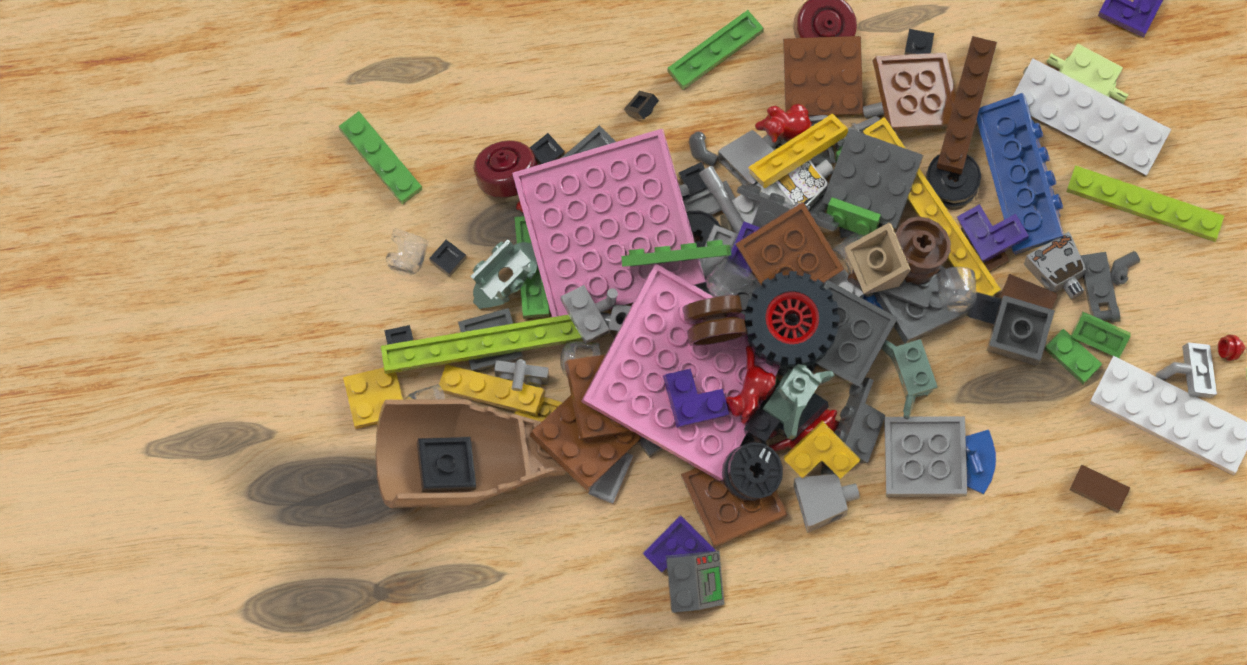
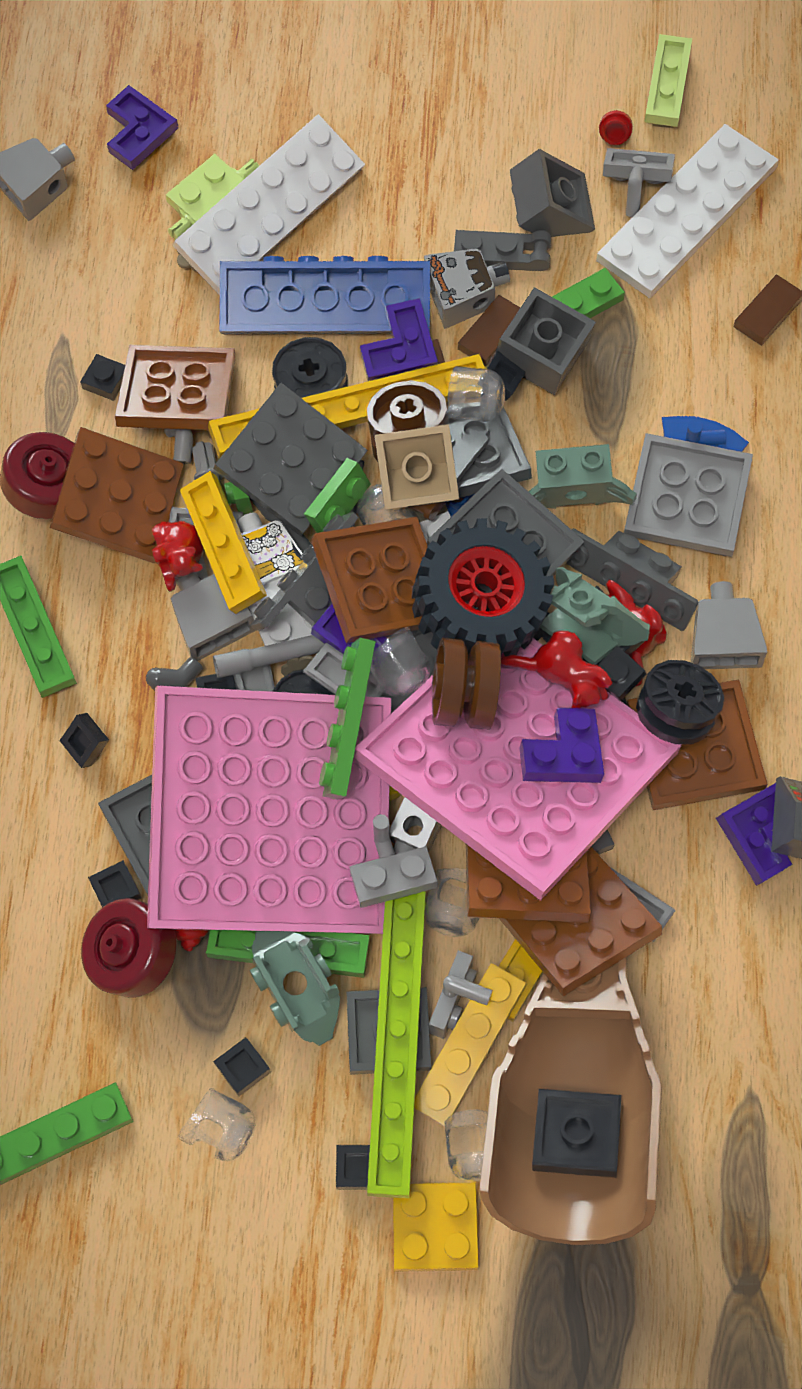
camera: 75 degrees left, 5 degrees down
(823, 446) = (663, 604): yellow plate -> none
(966, 105) = (214, 334): reddish brown plate -> none
(1100, 334) = (568, 258): bright green plate -> none
(1120, 267) = (478, 220): dark grey arm -> none
(1145, 203) = (399, 177): lime plate -> none
(1152, 313) = (551, 196): none -> dark grey slope

